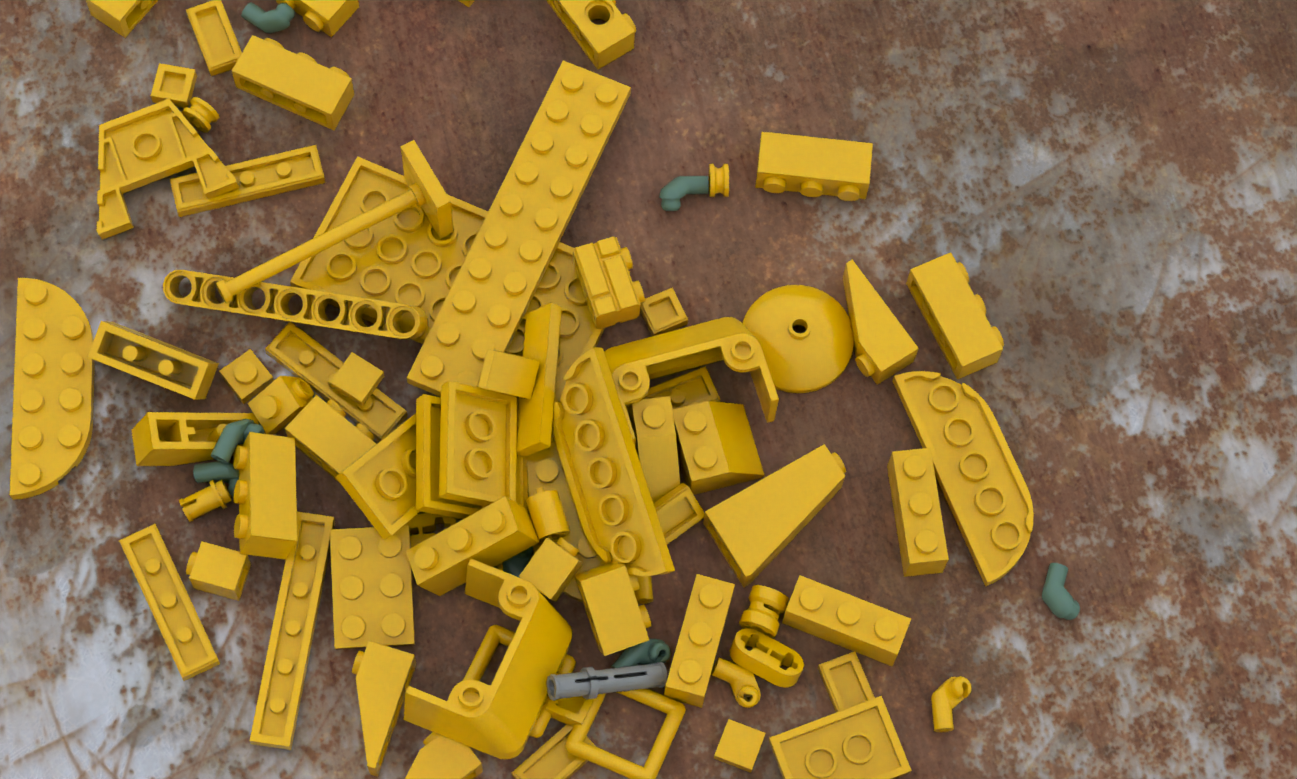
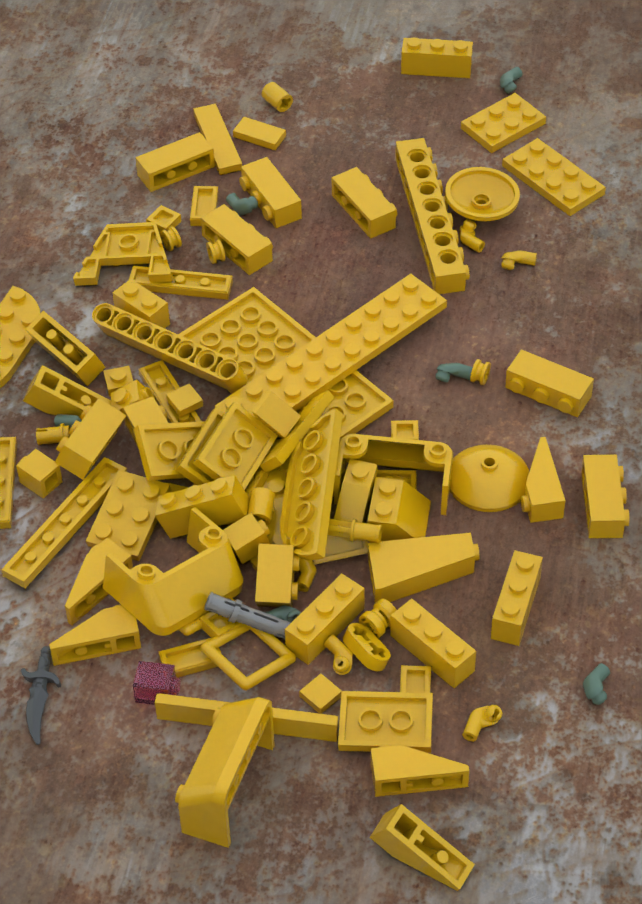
camera: 30 degrees right, 20 degrees down
(219, 248) = (142, 303): none -> yellow brick
(231, 436) = (89, 398): sand green arm -> none
(274, 113) = (215, 251): none -> yellow bush
(423, 191) = (279, 307): yellow tile -> none
(607, 282) = (372, 396): yellow brick -> none
(687, 502) = (355, 530): none -> yellow axle
(971, 468) = (570, 589): yellow plate -> none

